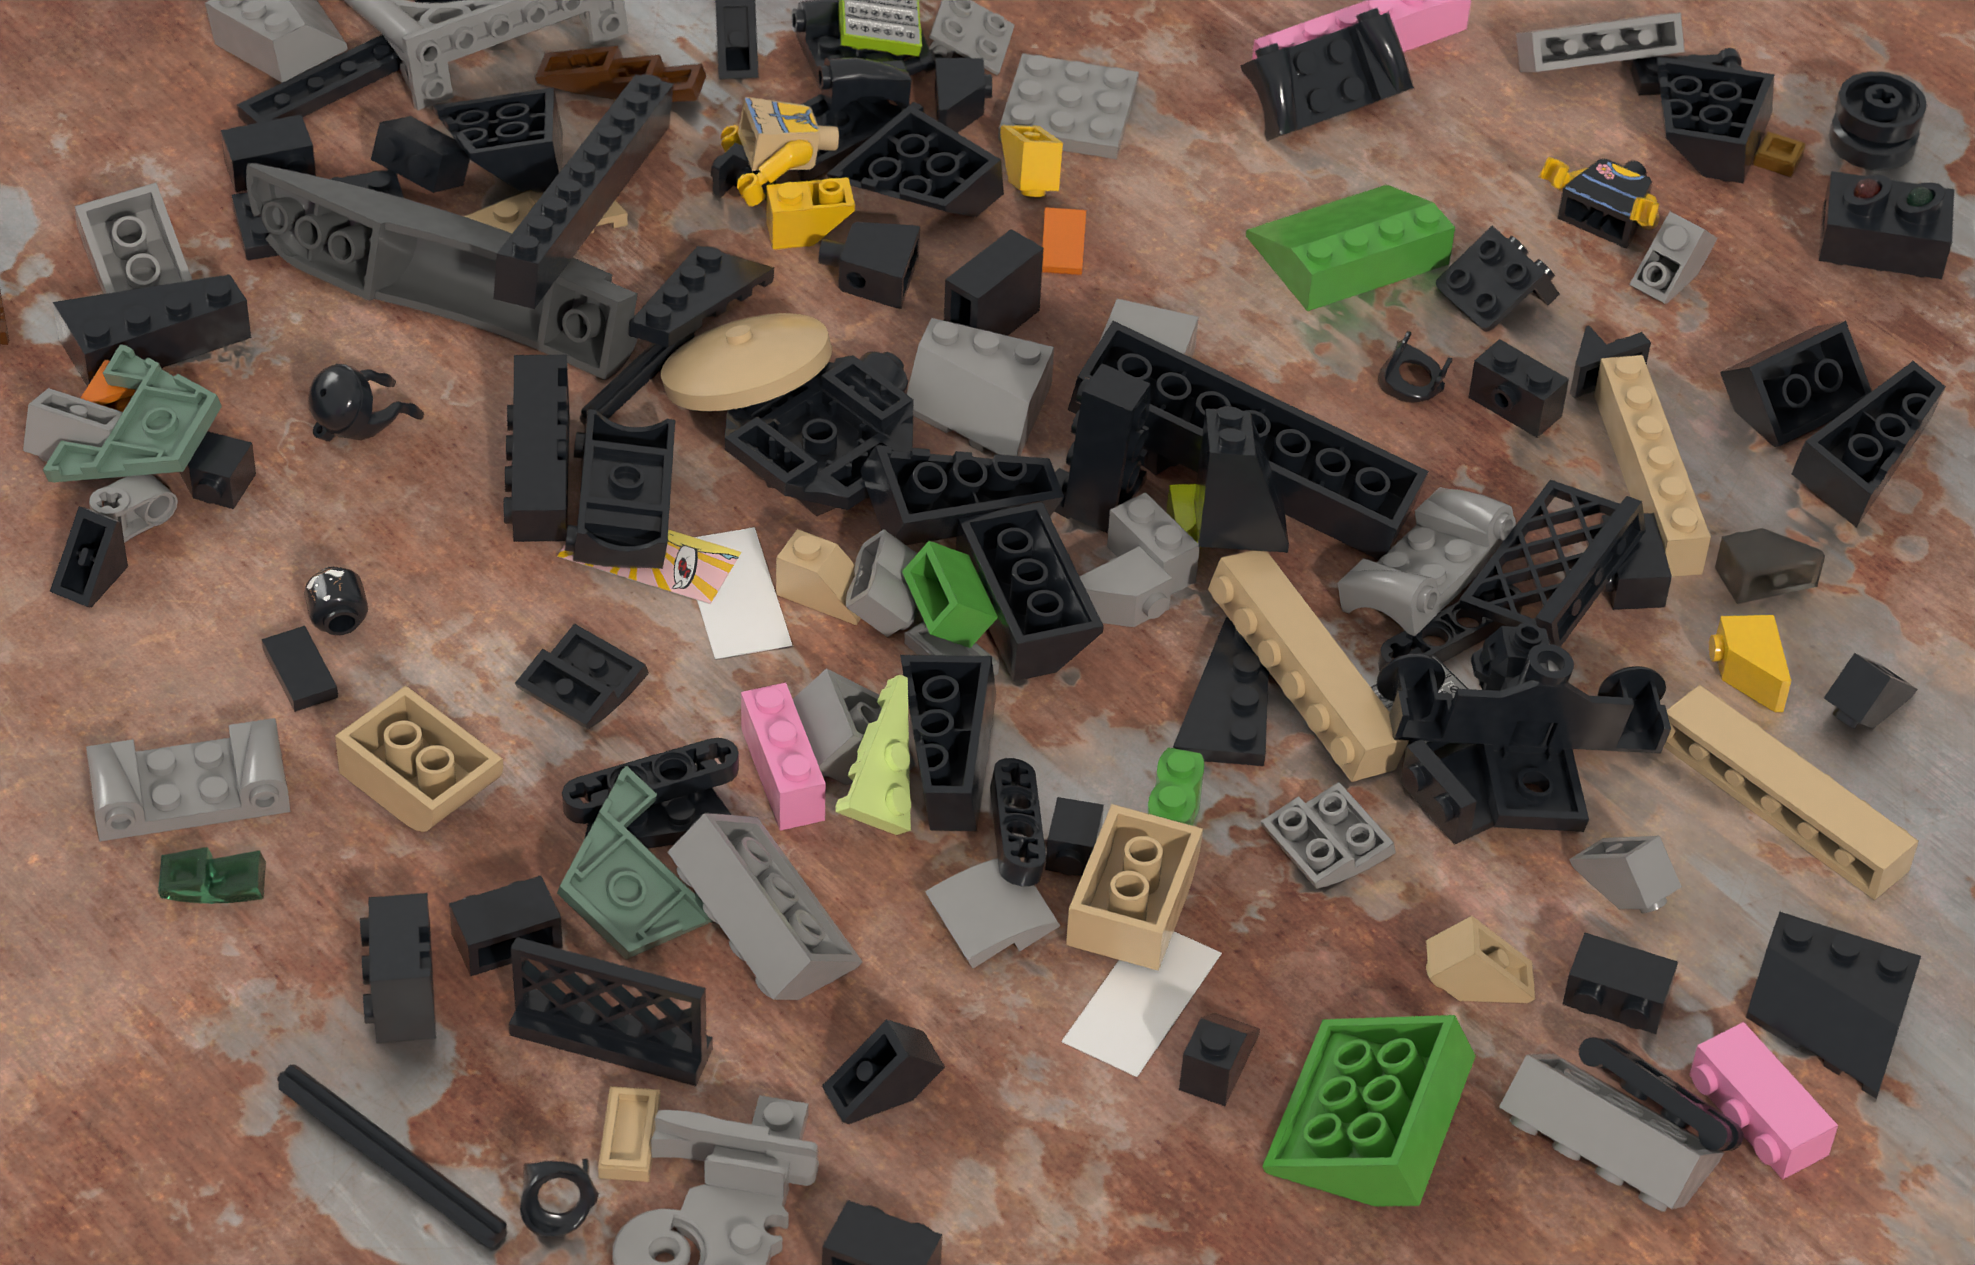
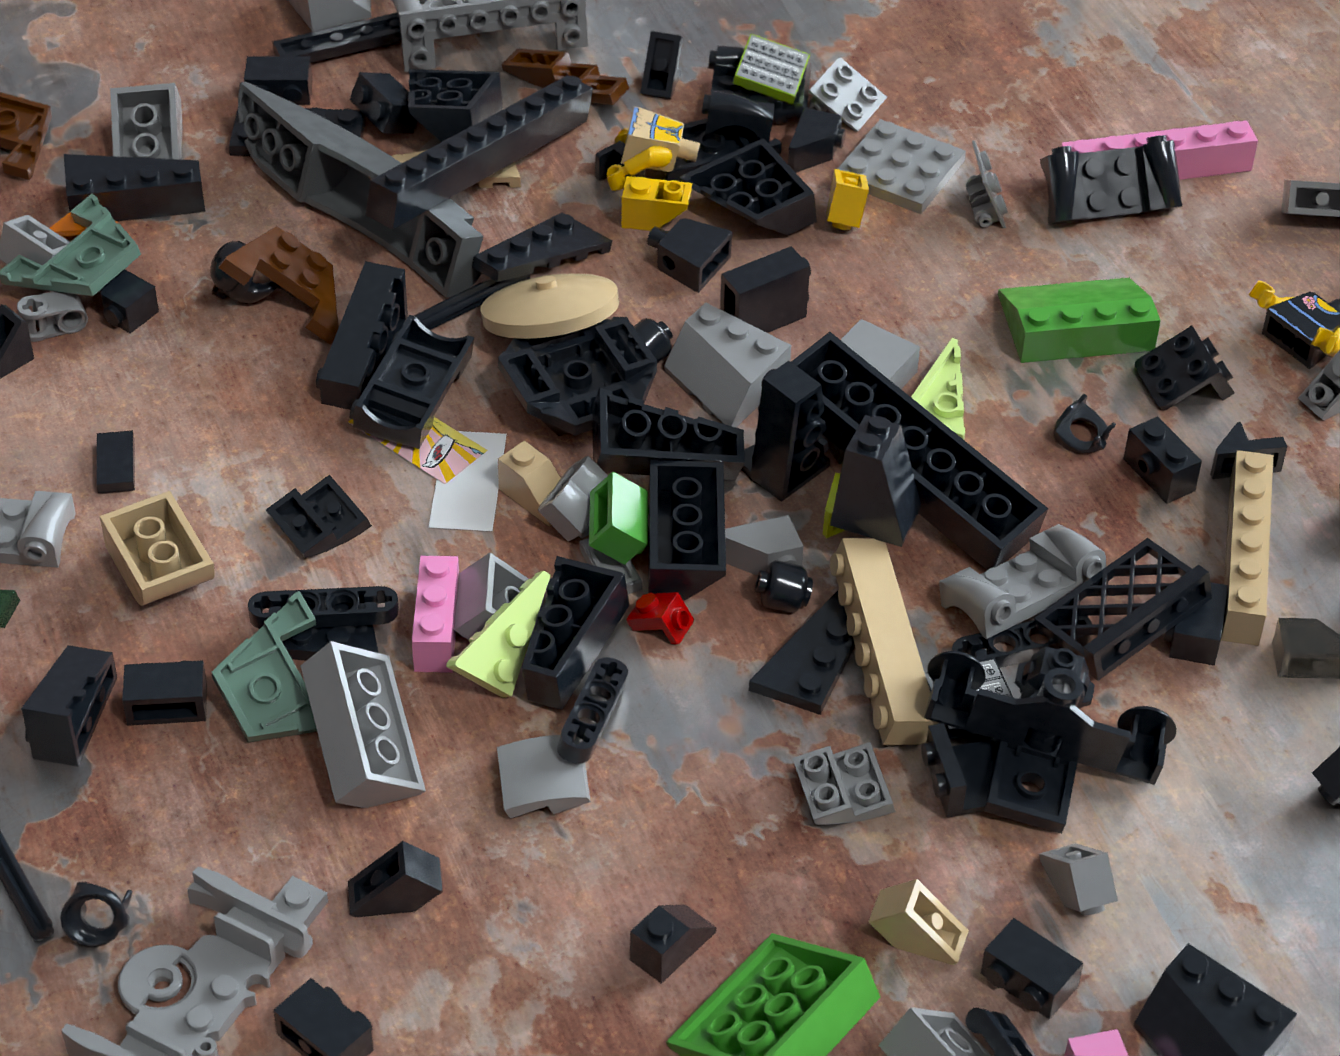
camera: 20 degrees right, 0 degrees up
(336, 600) = (161, 416): black head -> none
(421, 386) = (295, 269): none -> reddish brown wing
(593, 1028) = (202, 781): black fence -> none
(628, 1134) = (169, 892): tan tile -> none
(1039, 693) = (662, 612): none -> red bracket
(1063, 240) = (846, 266): orange slope -> none
(1073, 835) = (634, 733): black brick -> none
(1134, 887) = (659, 785): tan brick -> none
(1140, 1005) = (634, 877): white sticker -> none
(1147, 525) = (809, 514): light grey brick -> none
(1165, 630) = (784, 586): none -> black head
(1177, 786) = (726, 726): bright green brick -> none
(1184, 117) = (983, 193): none -> light grey hinge
(1240, 355) = (943, 389): none -> yellowish green wing
(1752, 658) = (1265, 724): yellow slope -> none
(1789, 792) = (1250, 845): tan brick -> none

